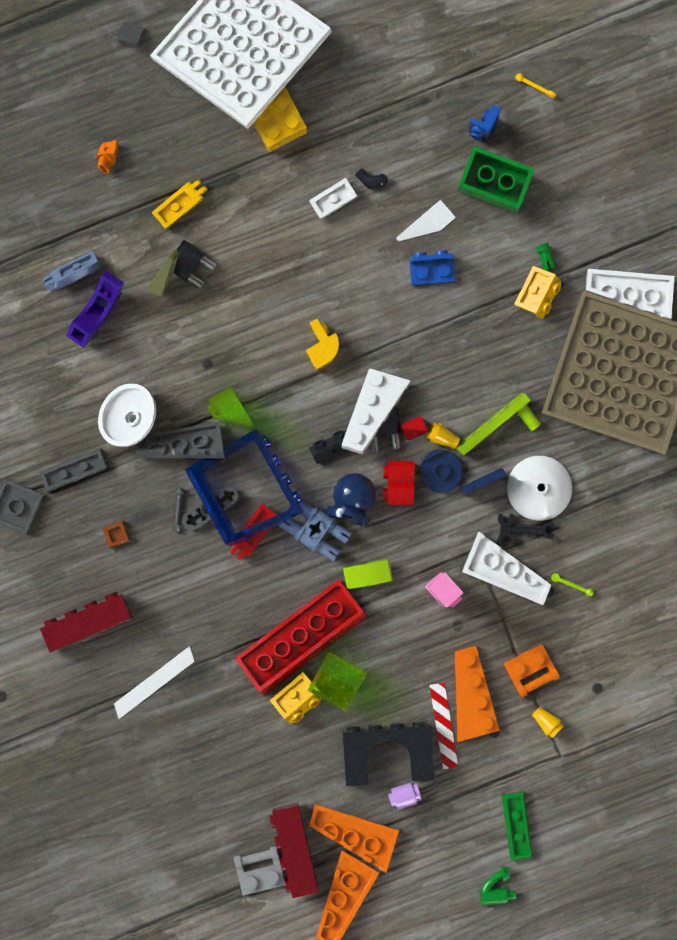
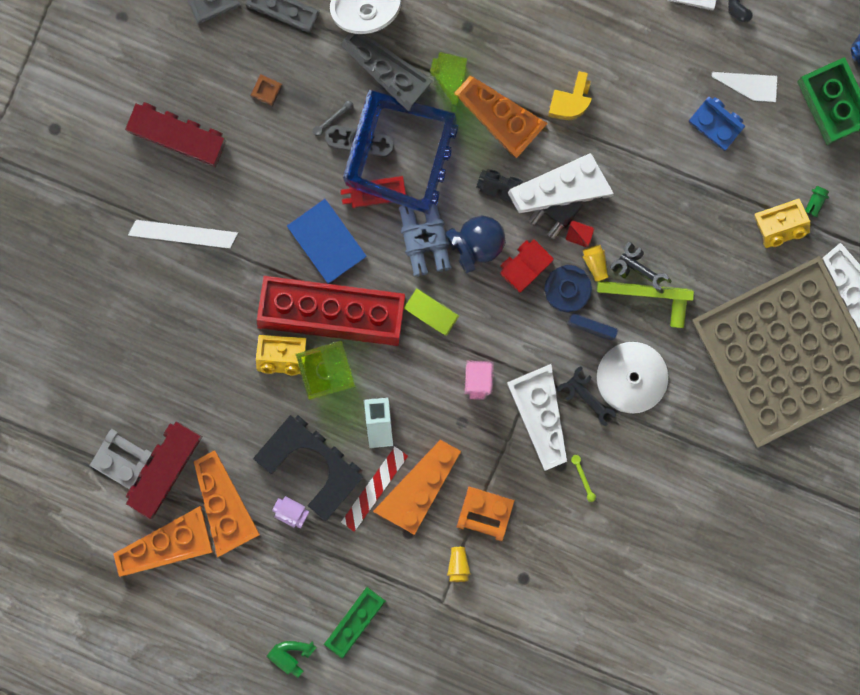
camera: 50 degrees right, 0 degrees up
(253, 594) = (326, 241): none -> blue tile
(292, 401) = (501, 116): none -> orange wing
(404, 680) = (378, 422): none -> light aqua slope
(463, 414) = (629, 260): none -> black bar

